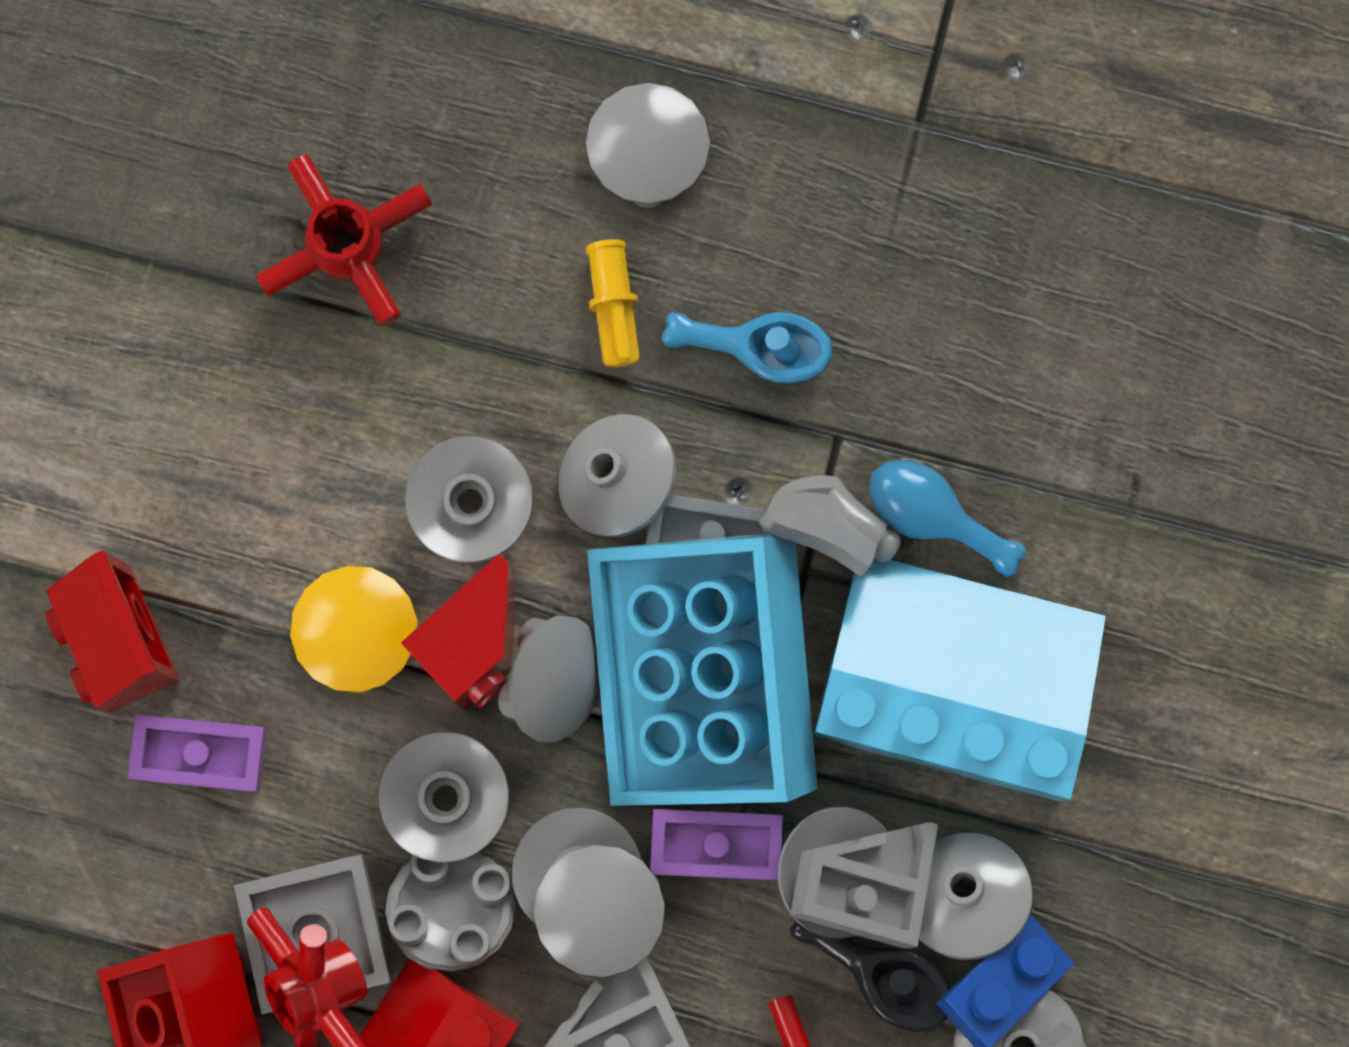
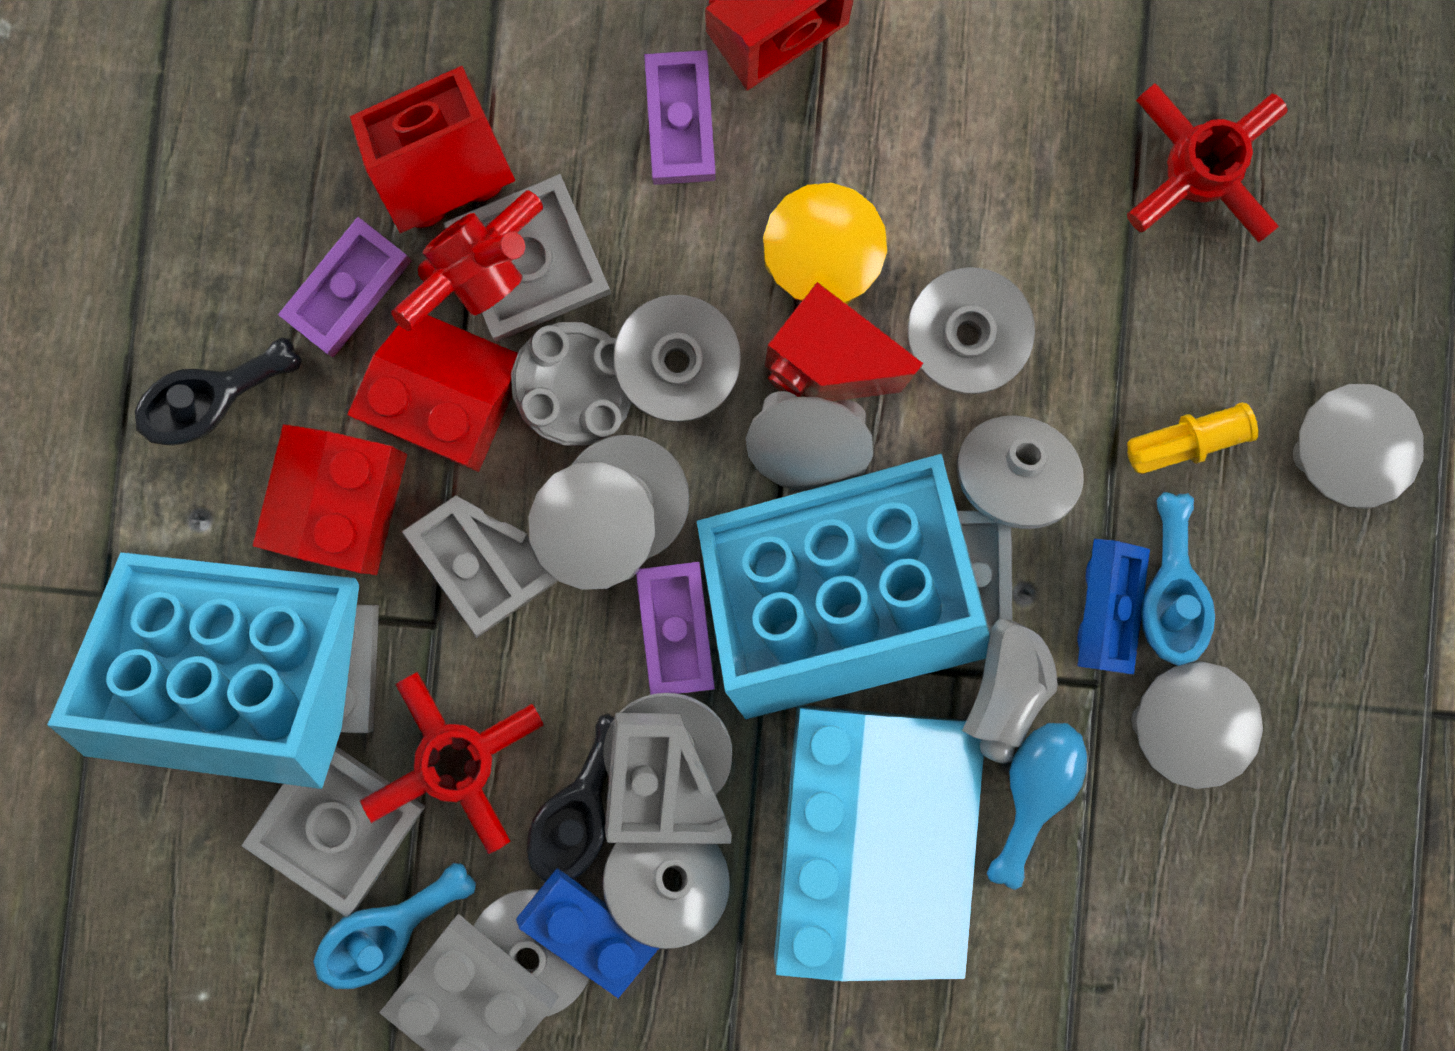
camera: 80 degrees right, 5 degrees up
(765, 408) = (1113, 606): none -> blue plate
(893, 346) = (1198, 725): none -> light grey dish

